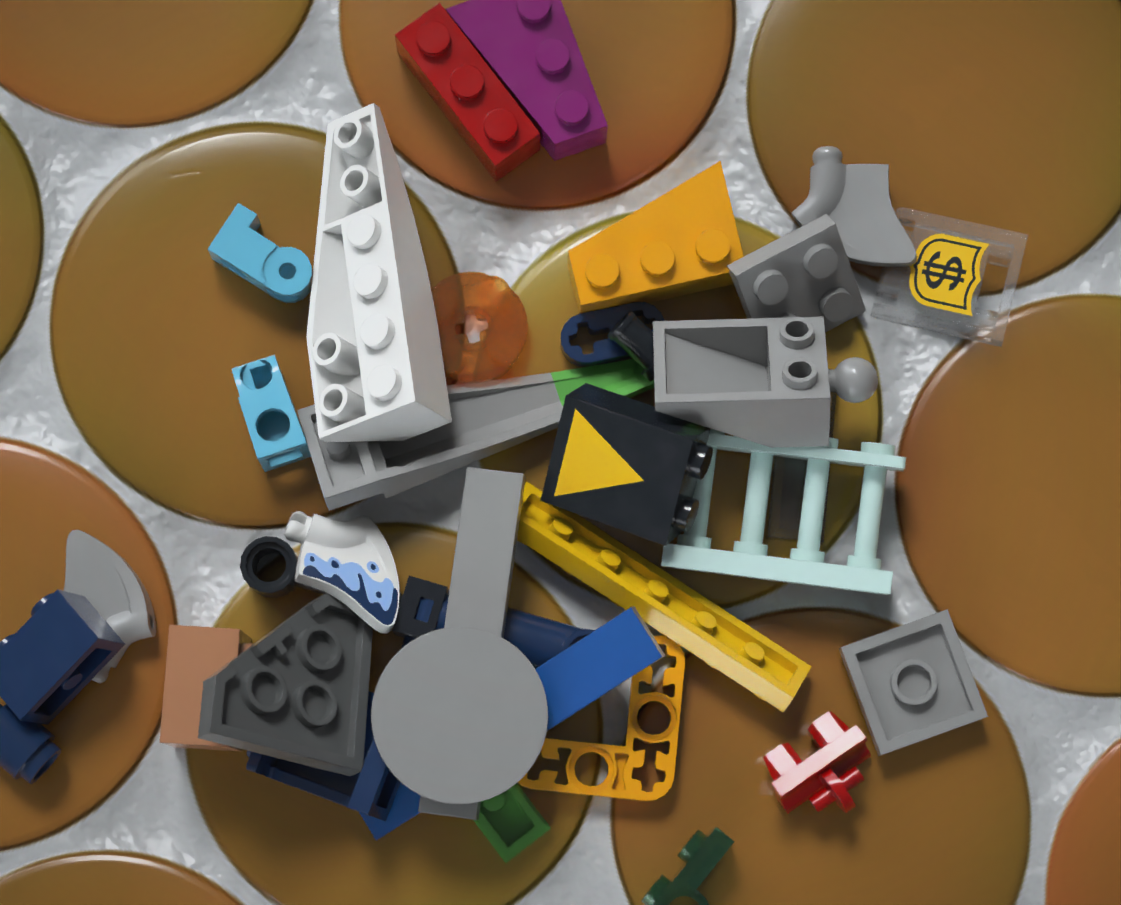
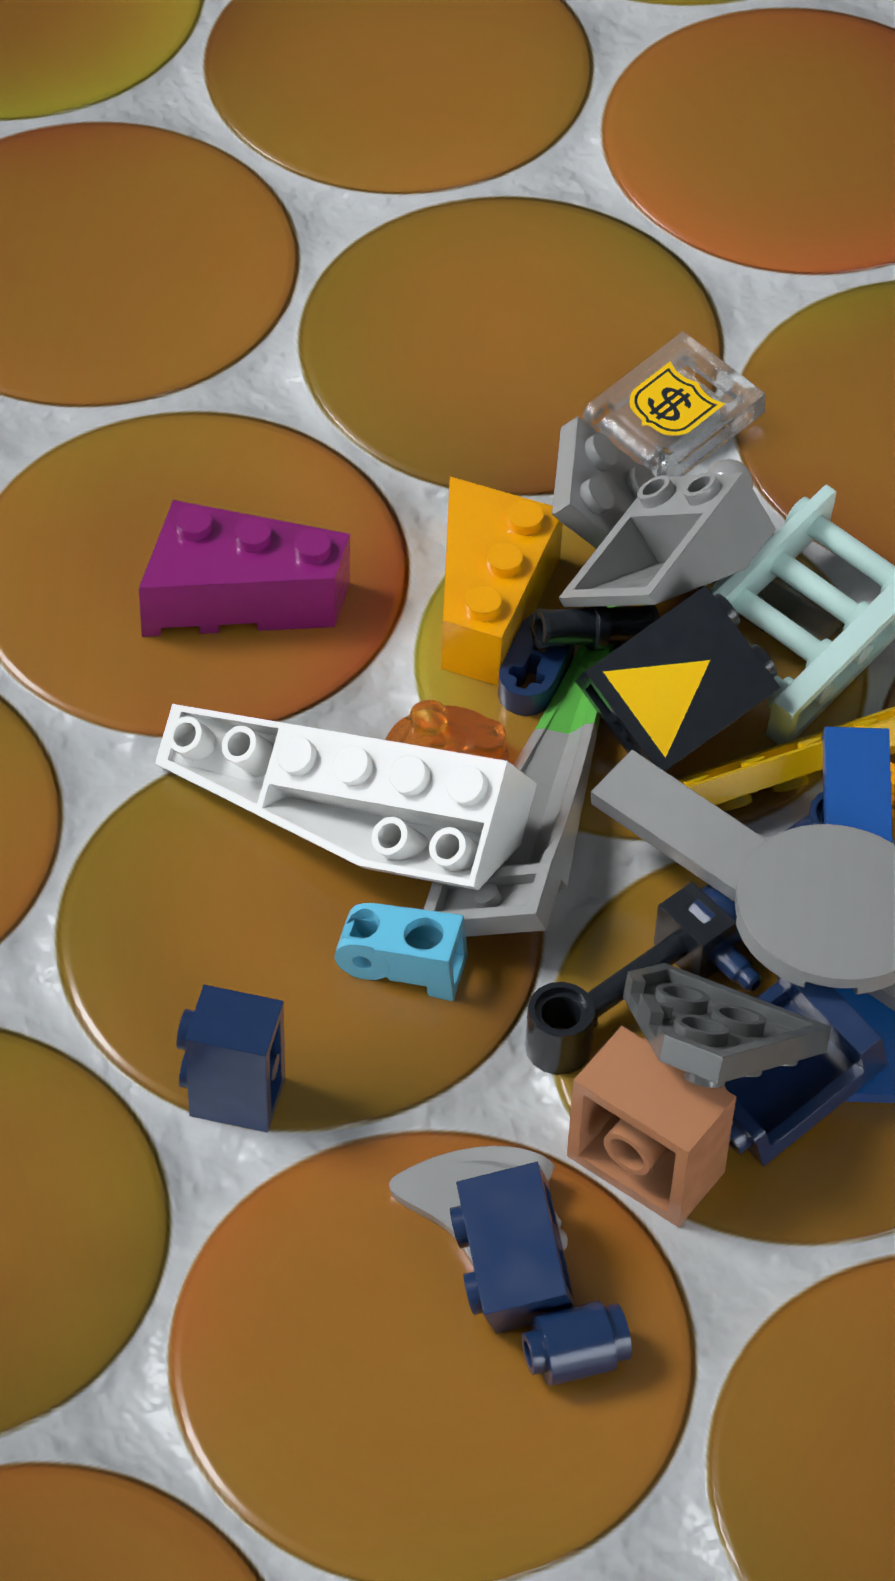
camera: 55 degrees left, 30 degrees down
(74, 365) = (233, 1057): none -> dark blue brick
(273, 269) = (245, 874): medium azure leg -> none
(349, 564) = (603, 952): white arm -> none
(467, 92) = (223, 633): red brick -> none
(861, 208) = (536, 435): light grey arm -> none

